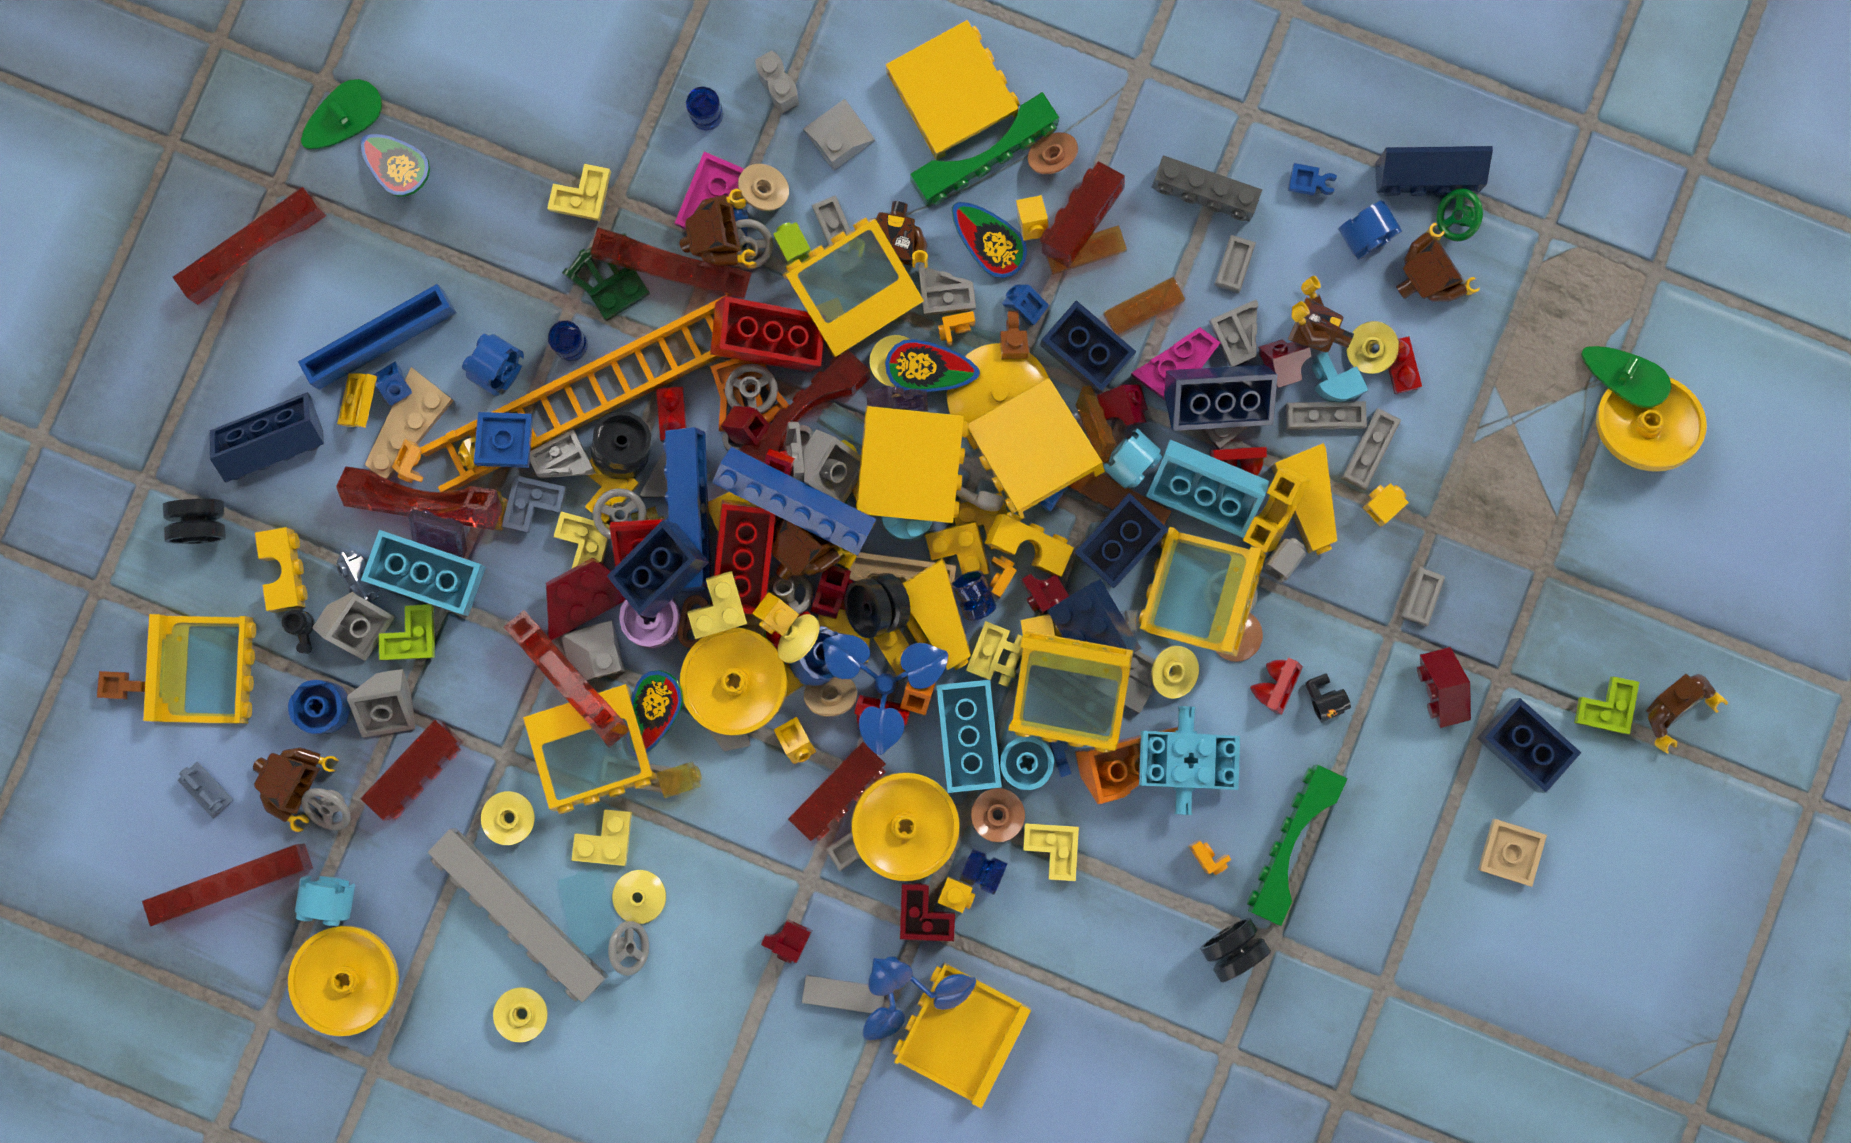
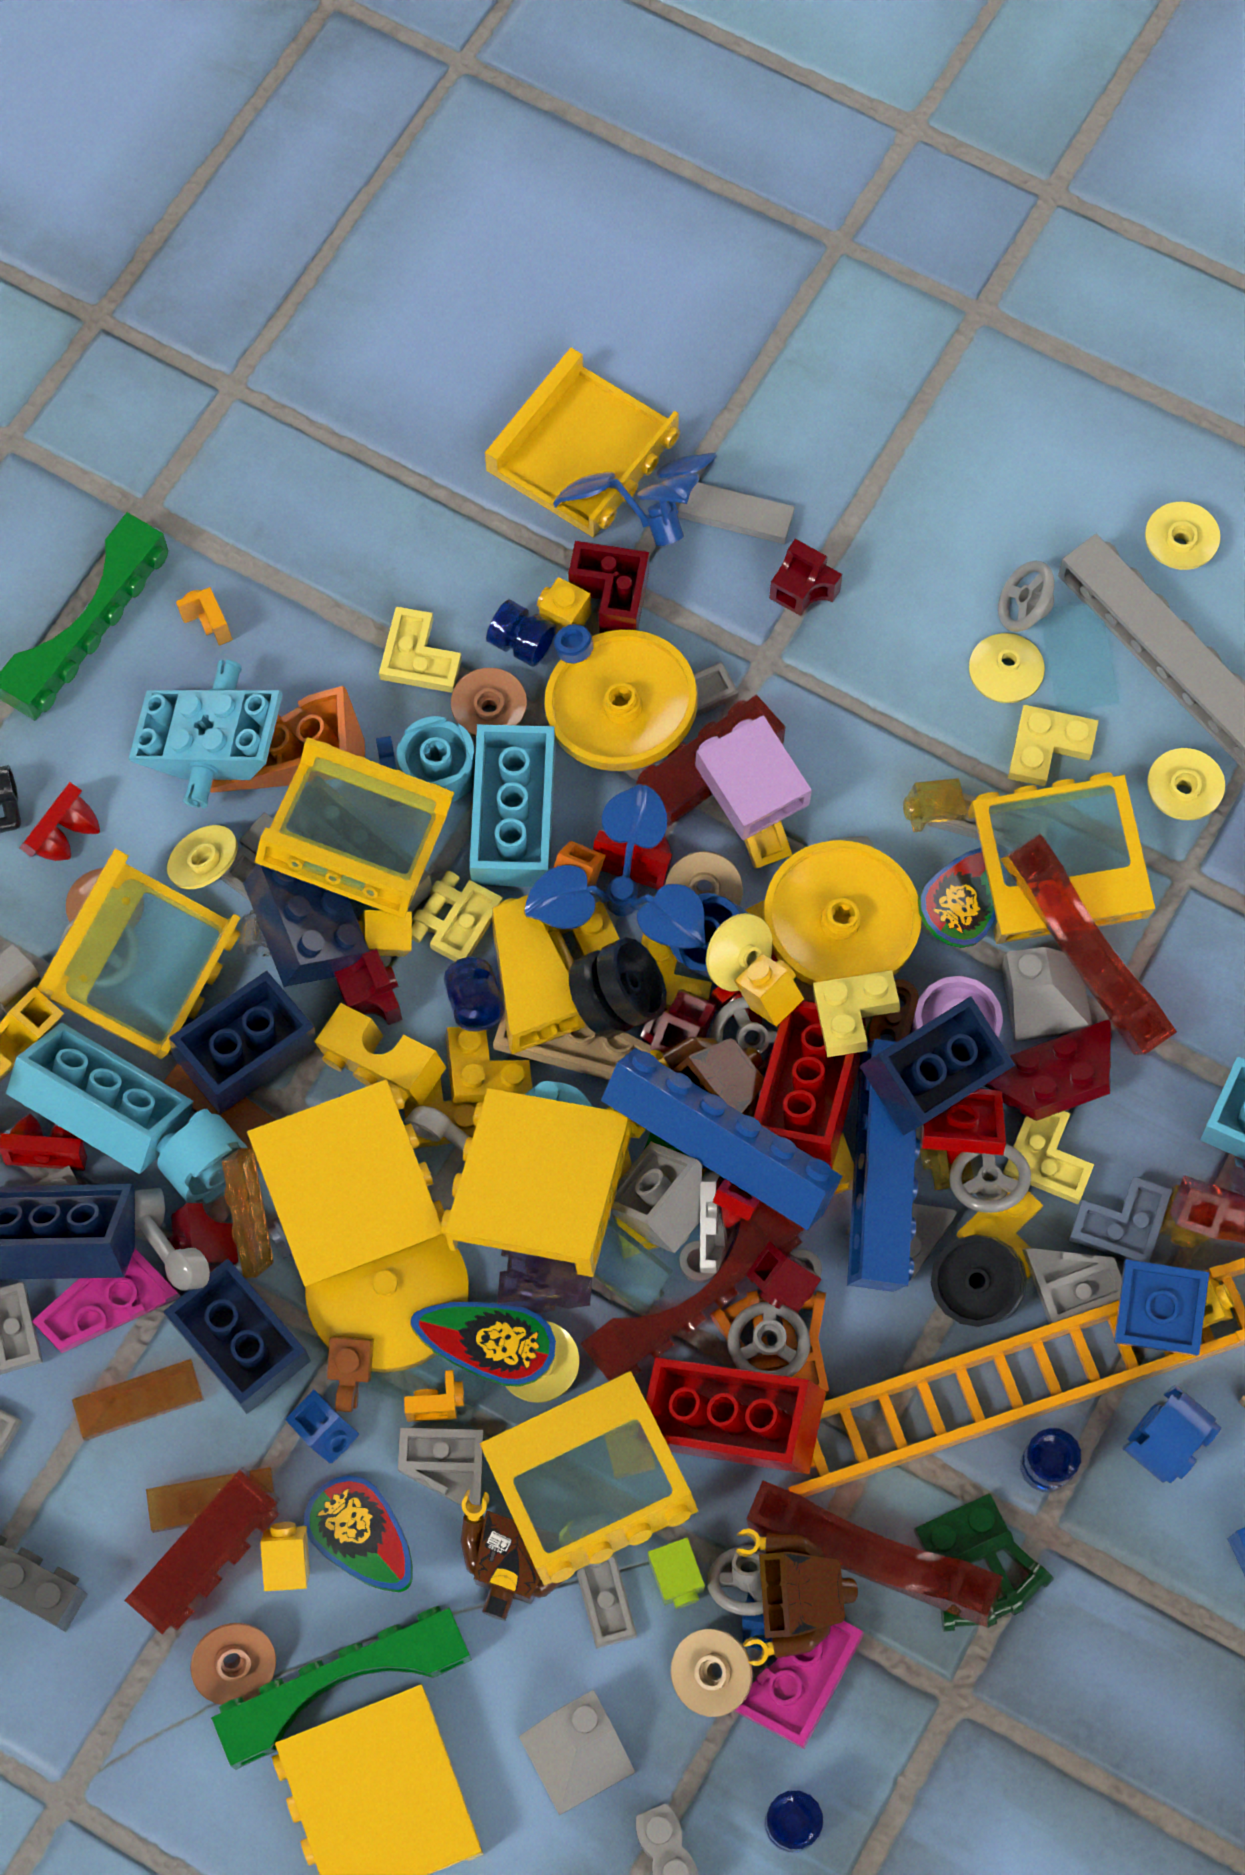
camera: 175 degrees left, 15 degrees down
(587, 200) = (1008, 1693): light yellow plate -> none
(671, 409) = (897, 1331): red tile -> none
(805, 772) = (752, 776): none -> lavender brick
(944, 864) = (573, 643): none -> blue tile
(1002, 580) = (427, 1015): light orange bracket -> none
(1128, 377) = (184, 1267): none -> light grey piece
(1235, 950) = (195, 489): black wheel -> none

